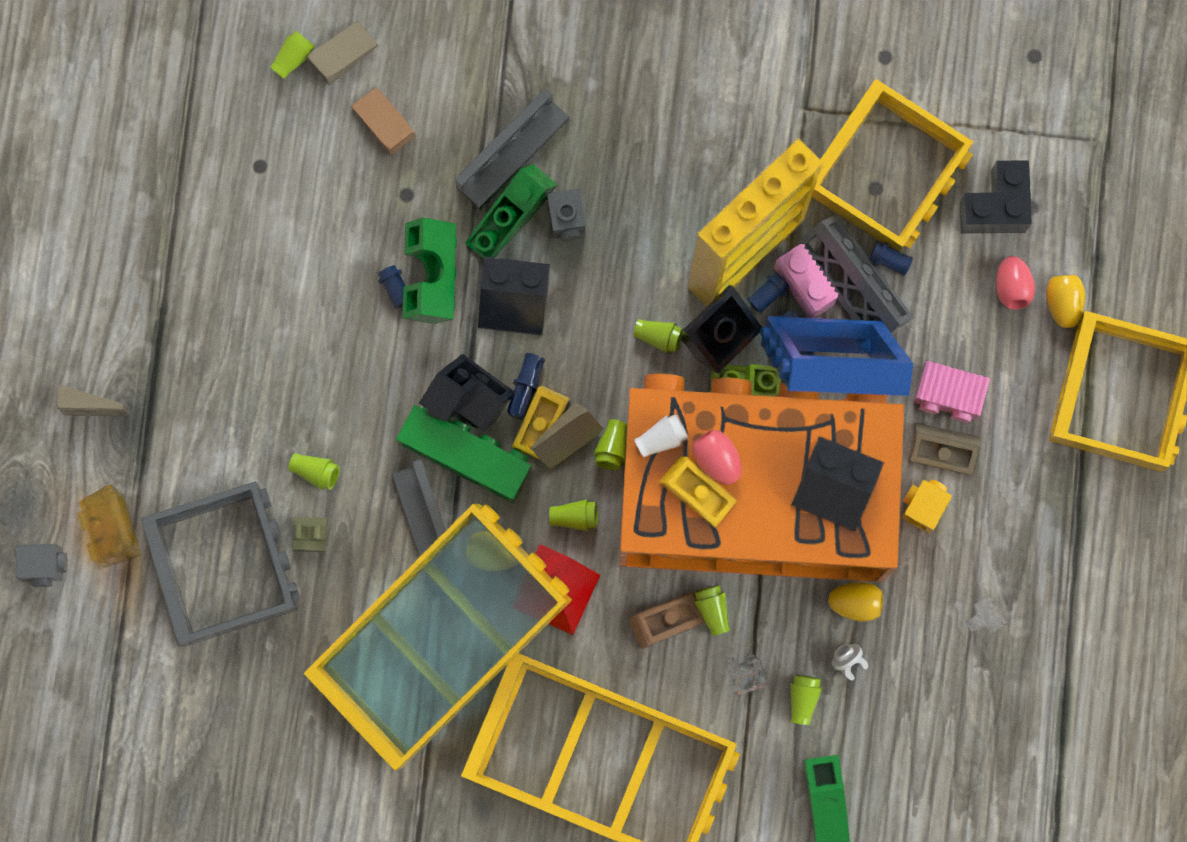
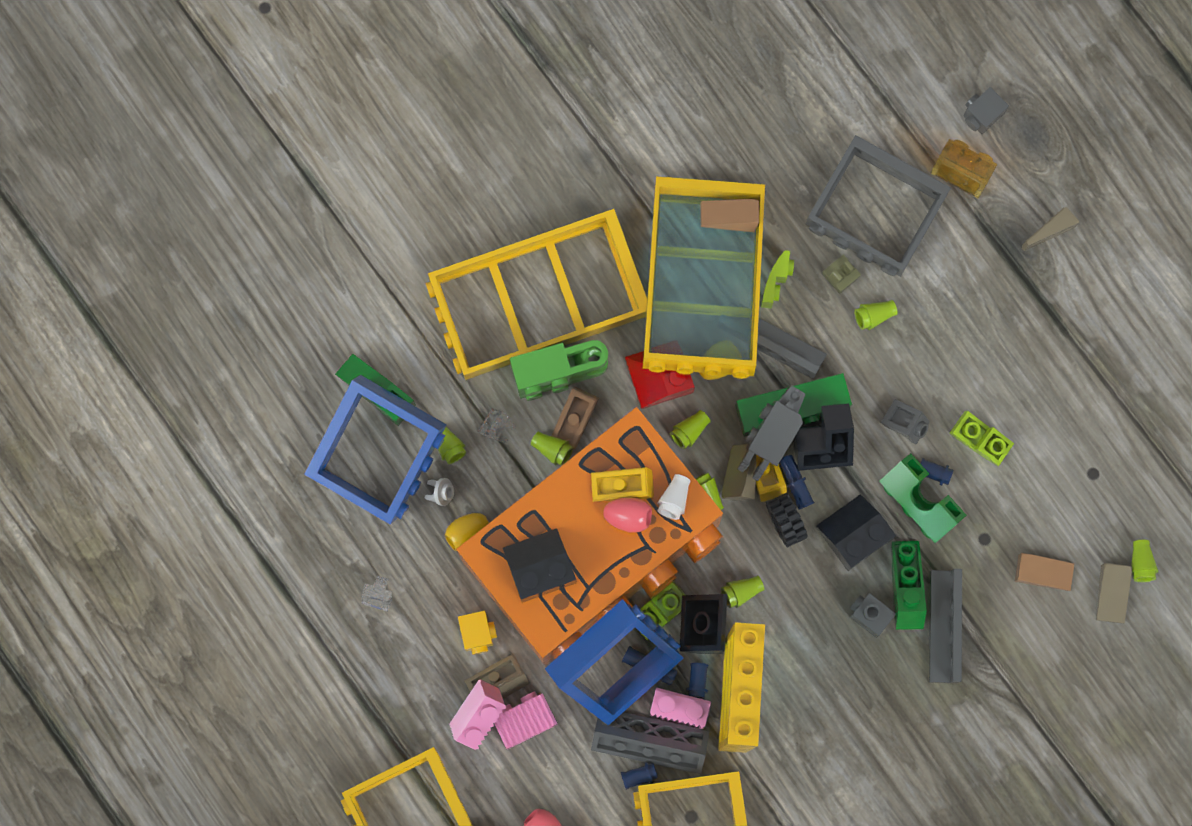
camera: 140 degrees right, 0 degrees up
(326, 279) = (981, 438): none -> lime slope
(361, 672) = (730, 214): none -> medium nougat slope
(362, 584) = (779, 273): none -> lime slope
(379, 351) = (906, 421): none -> dark grey bracket
(507, 438) = (775, 431): none -> dark grey hinge
(565, 356) = (786, 520): none -> black tyre
(648, 673) = (557, 368): none -> bright green brick
(828, 761) = (398, 406): none -> window
(990, 428) = (477, 714): none -> bright pink brick

